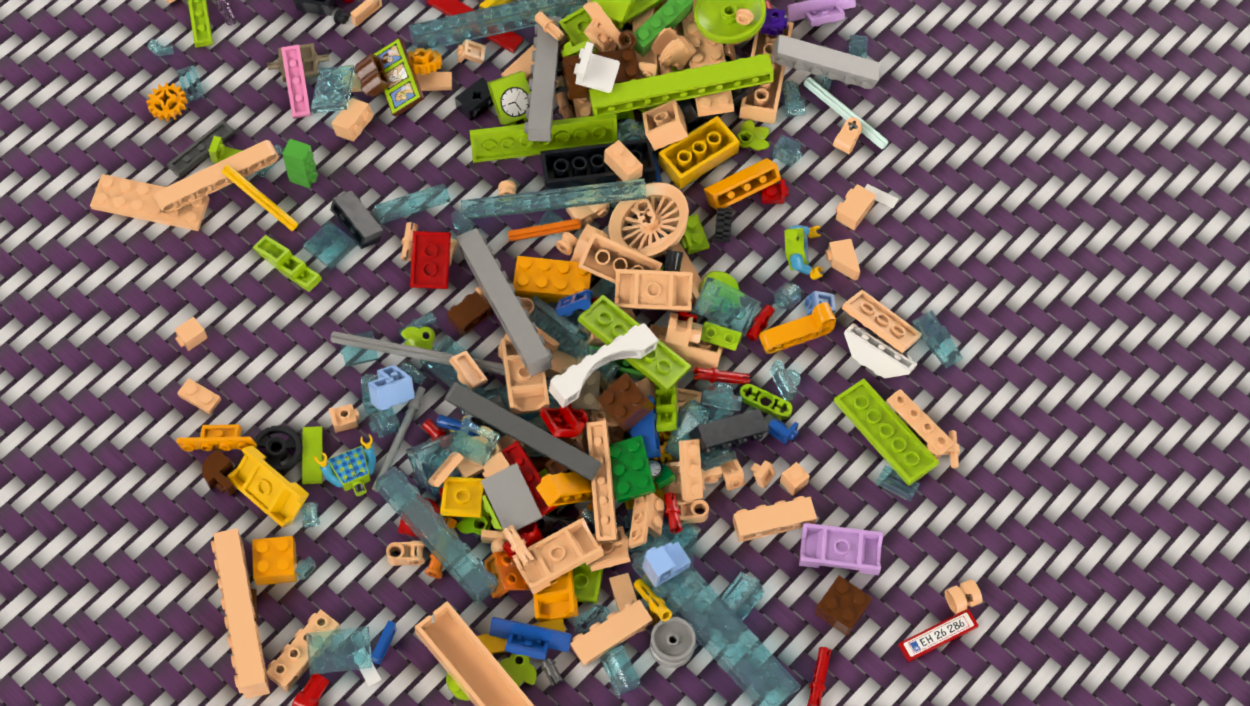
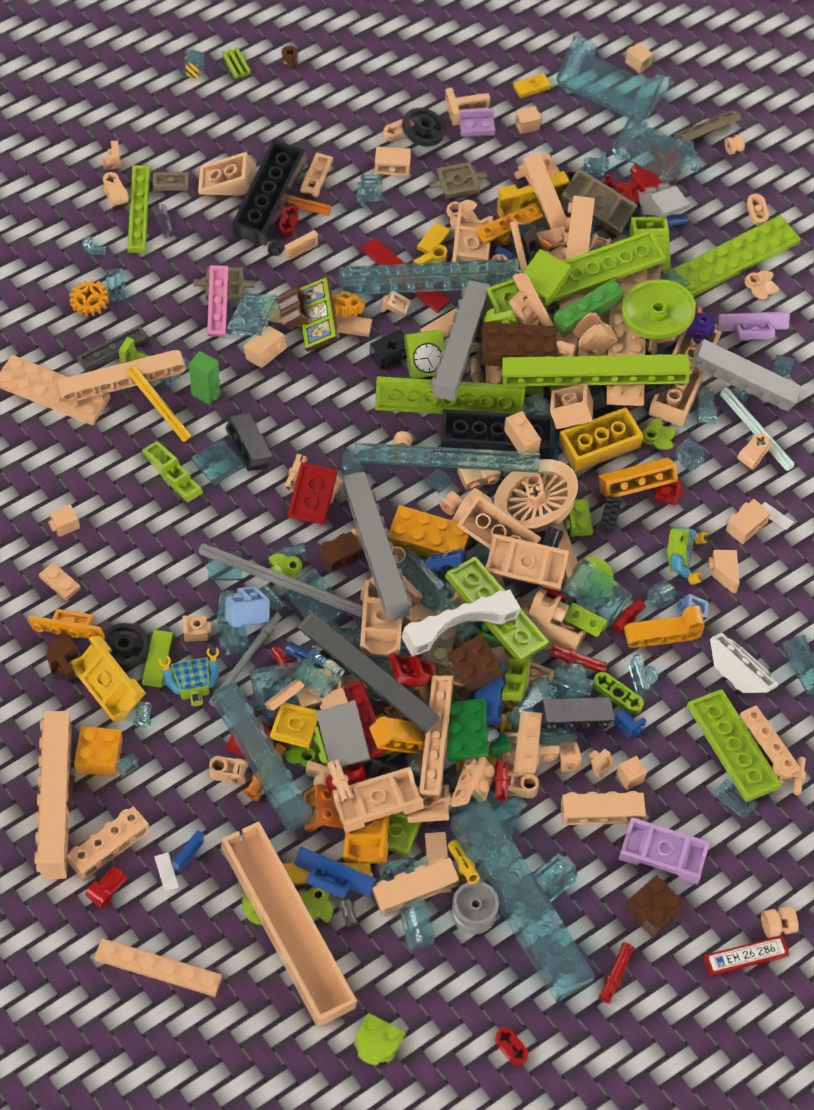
camera: 10 degrees right, 5 degrees down
(339, 650) = (142, 848): clear light blue plate -> none
(412, 203) = (306, 437): clear light blue tile -> none
(468, 371) = (326, 605): light nougat tile -> none
(546, 229) = (432, 486): orange axle -> none
(548, 26) = (476, 290): light nougat axle -> none
(595, 70) = (512, 340): white bracket -> none
(623, 39) = (546, 316): reddish brown plate -> none
(665, 562) = (482, 825): light blue brick -> none
(744, 16) = (671, 315): light nougat plate -> none
(881, 321) = (751, 636): light nougat plate -> none

